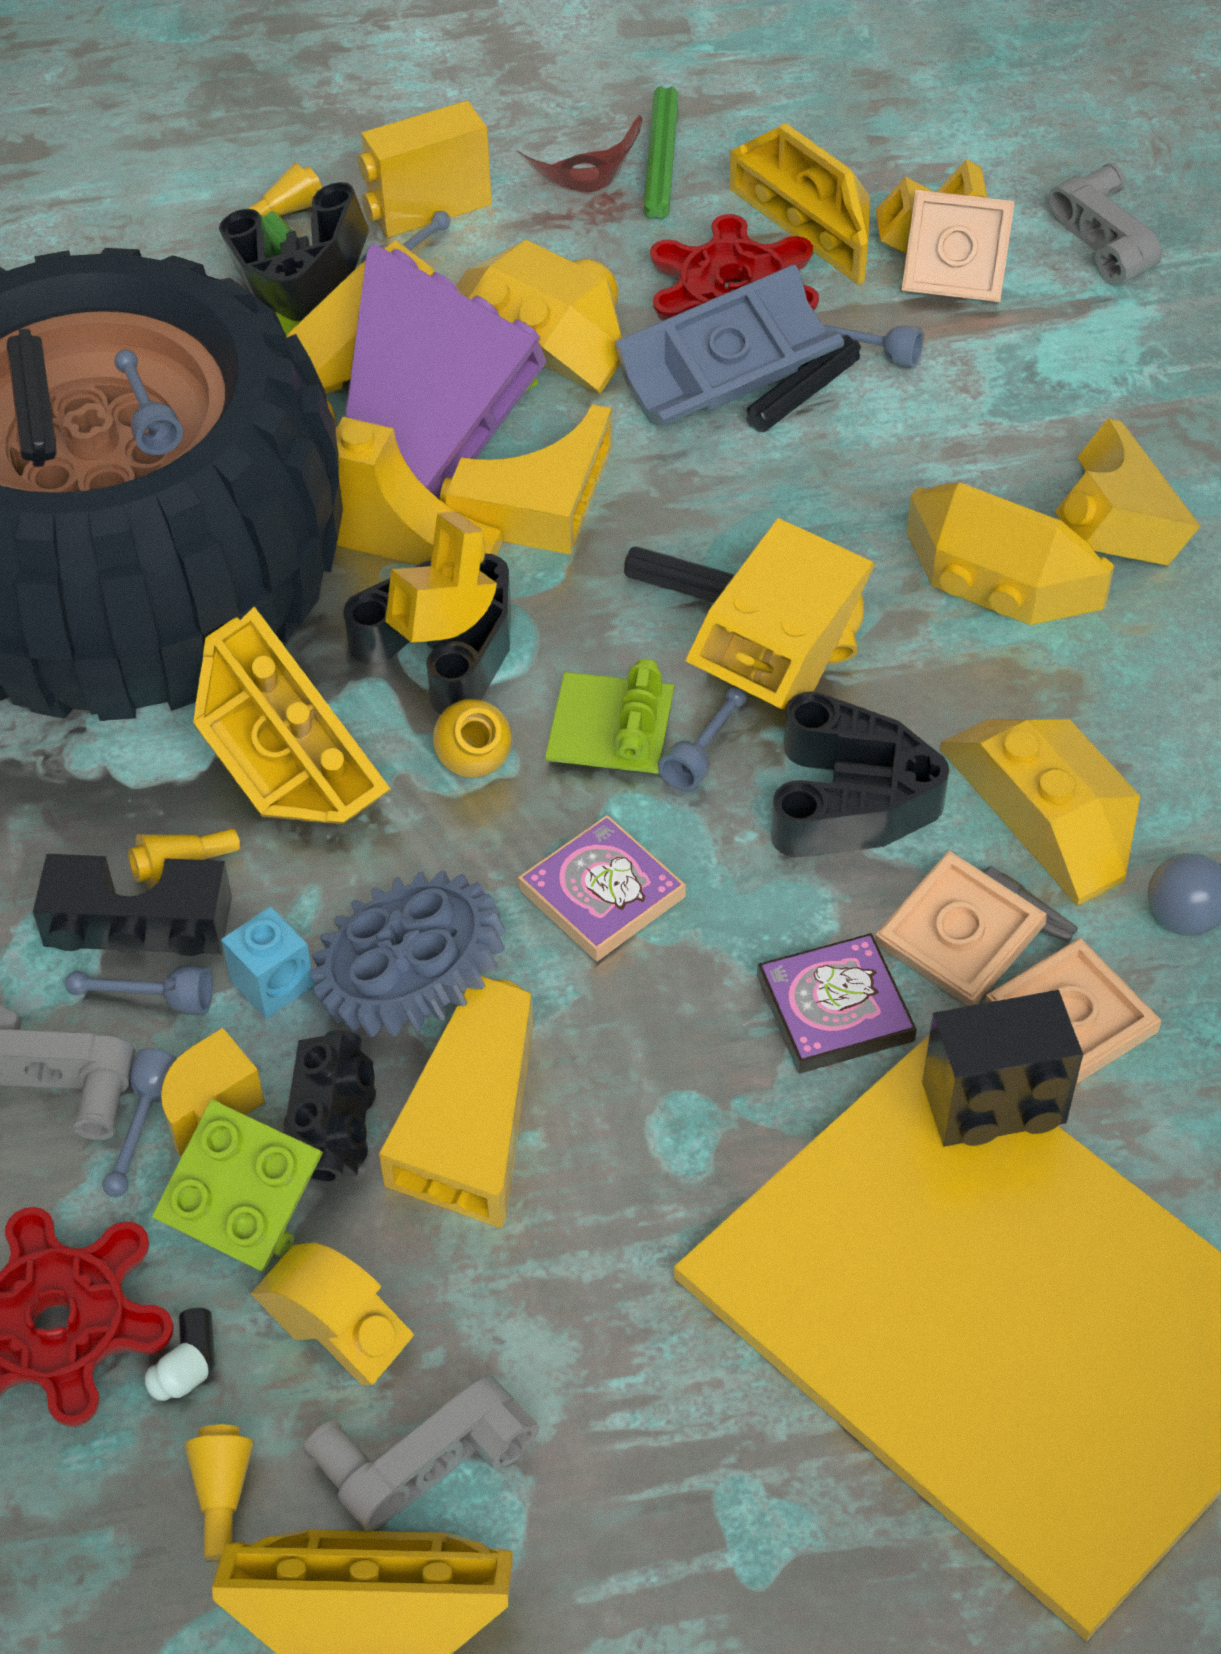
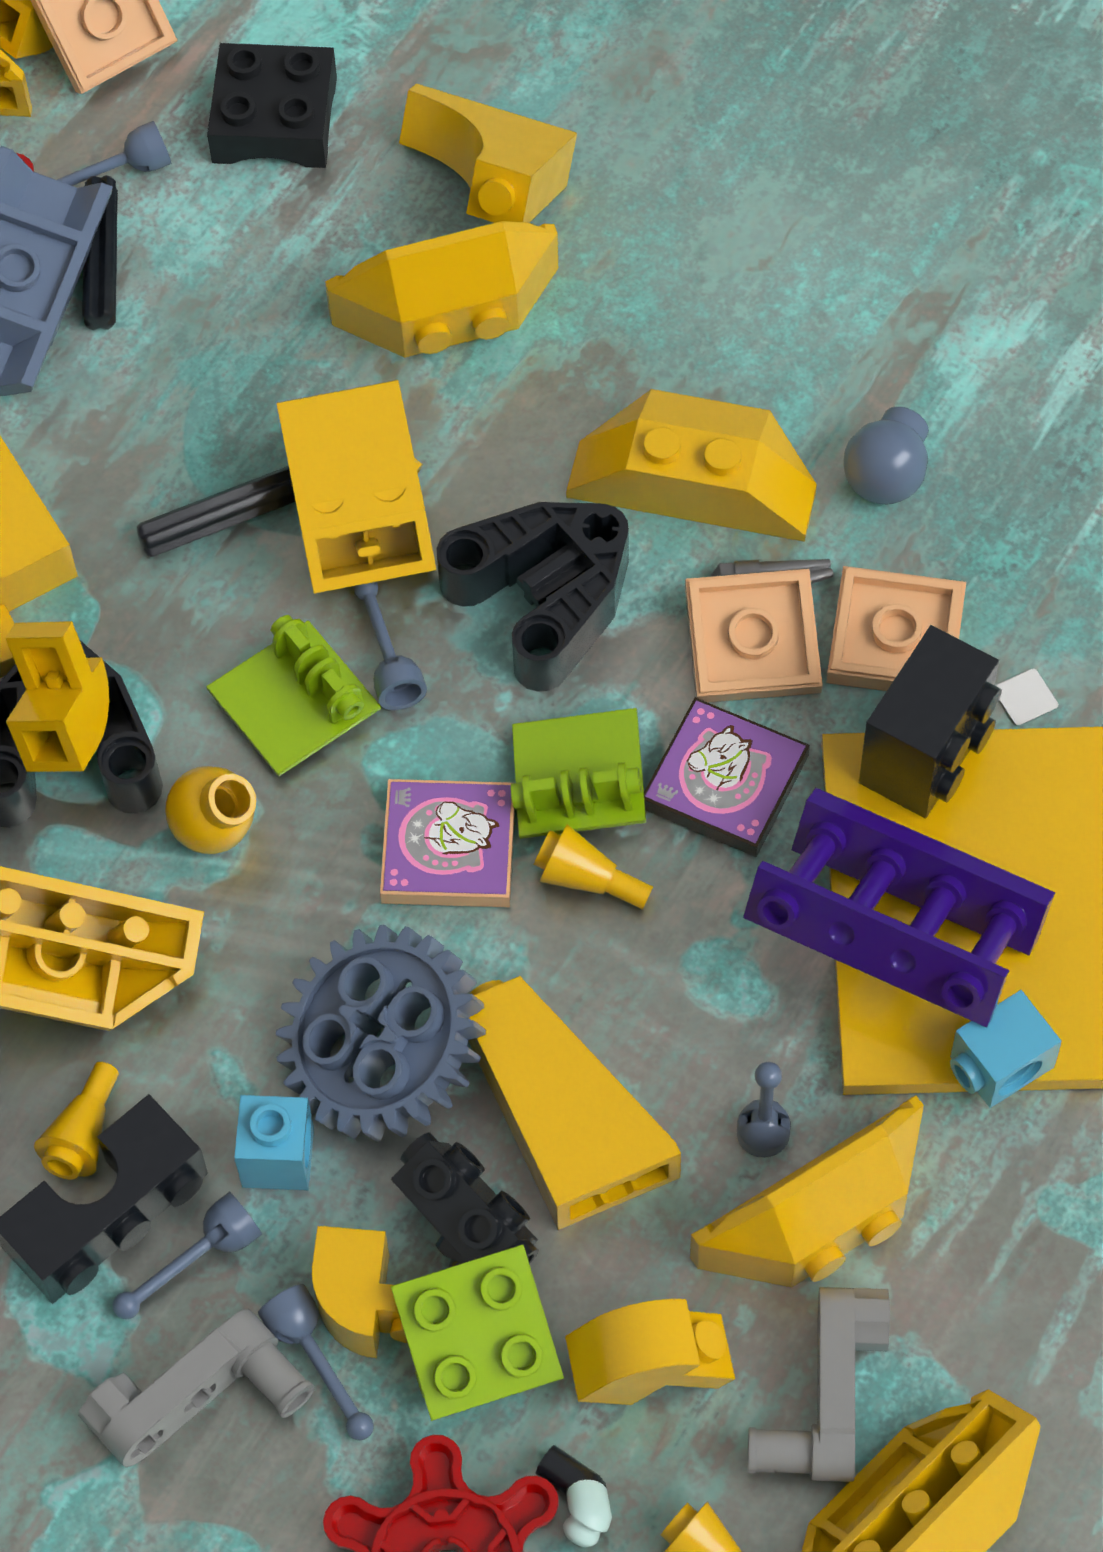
camera: 45 degrees left, 10 degrees up
(566, 1325) = (819, 1210): none -> yellow wedge
(591, 1231) = (763, 1134): none -> sand blue hinge
(663, 963) = (578, 865): none -> yellow cone
(733, 914) = (578, 773): none -> lime hinge
(803, 1338) = (1005, 1054): none -> medium azure brick
(880, 1151) = (917, 870): none -> dark purple fence
(1015, 374) = (272, 103): none -> black brick
(1123, 1137) = (1026, 697): none -> white sticker

